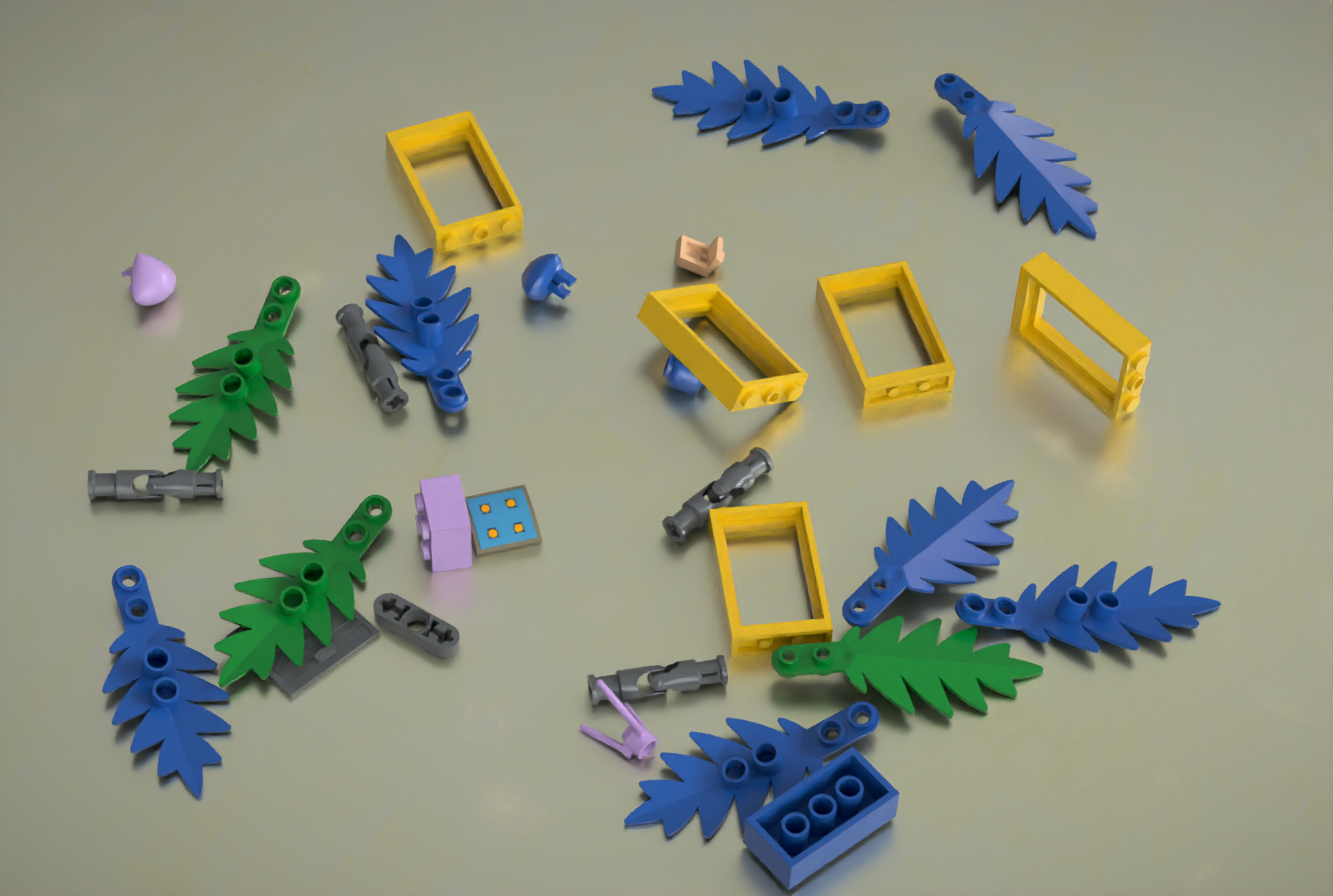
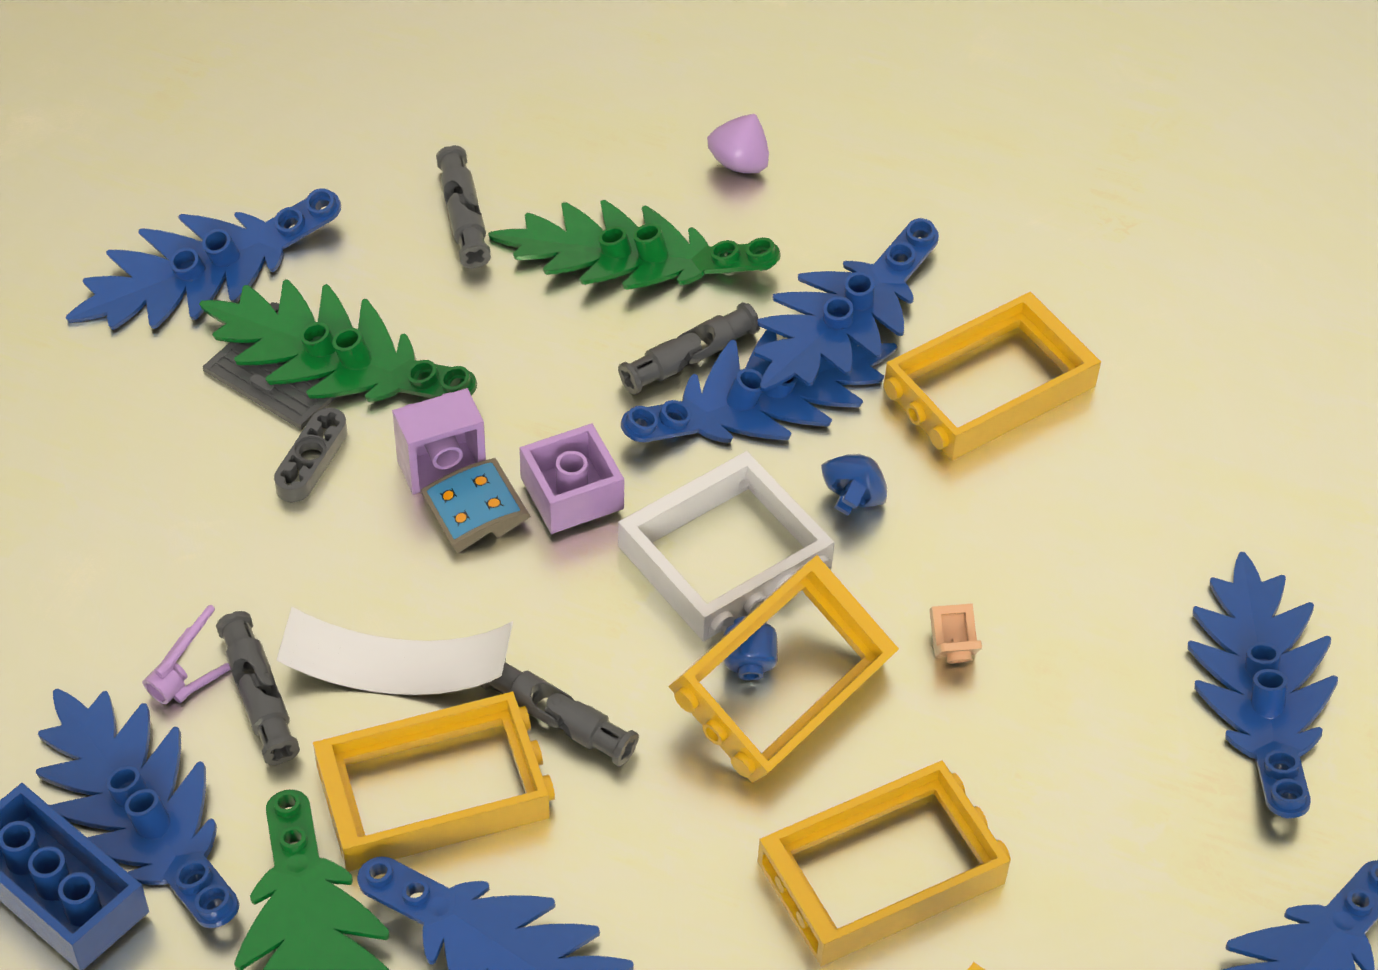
camera: 80 degrees right, 0 degrees up
(362, 251) = (844, 310): none -> blue plant
(501, 447) = (572, 478): none -> lavender brick
(599, 413) = (696, 498): none -> white window
(652, 576) = (389, 663): none -> white sticker

